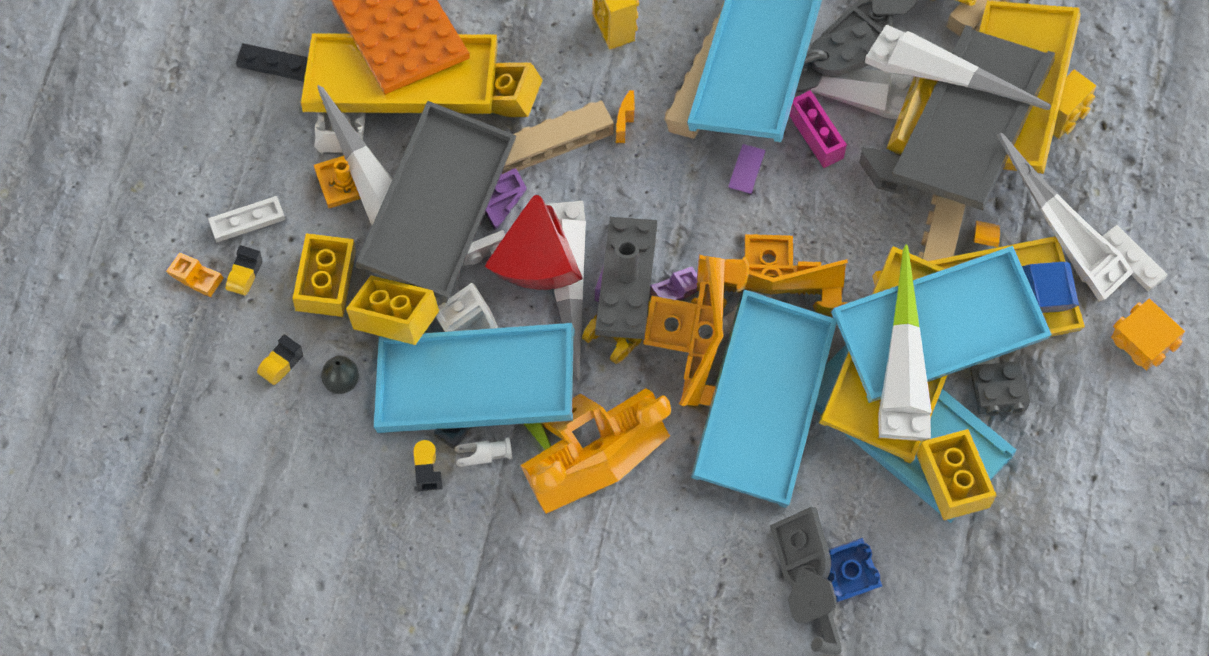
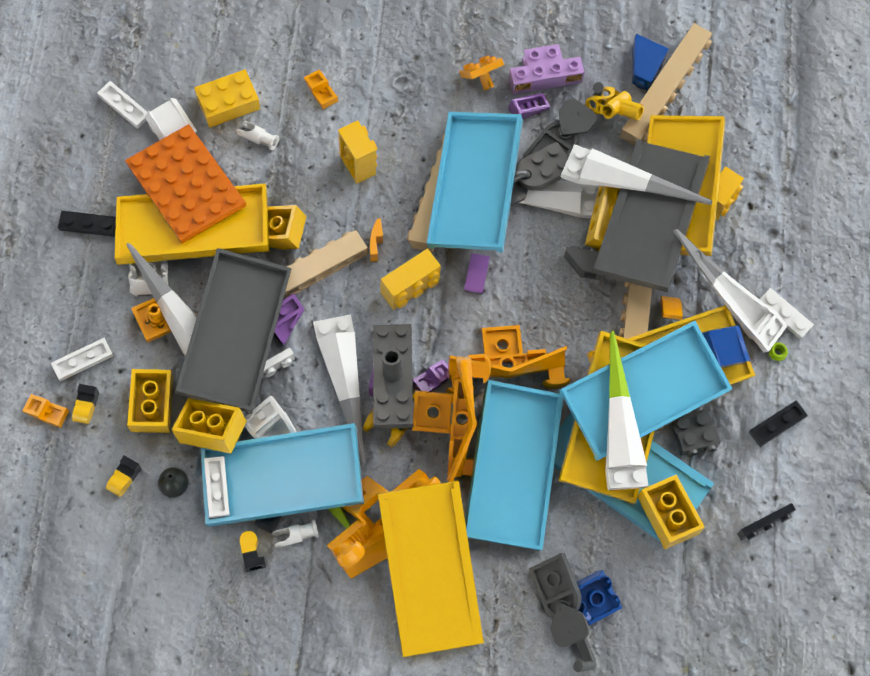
camera: 10 degrees left, 5 degrees up
(393, 384) = (216, 487): none -> white plate
(535, 251) = (318, 362): red piece -> none
(645, 506) = (430, 568): none -> yellow piece
(662, 166) = (410, 279): none -> yellow brick
(817, 129) = (529, 235): dark pink brick -> none
(1078, 504) = (766, 522): none -> black plate
(1107, 388) = (778, 423): none -> black plate
(1121, 297) = (783, 350): none -> lime plate
(1147, 334) = (804, 376): light orange brick -> none

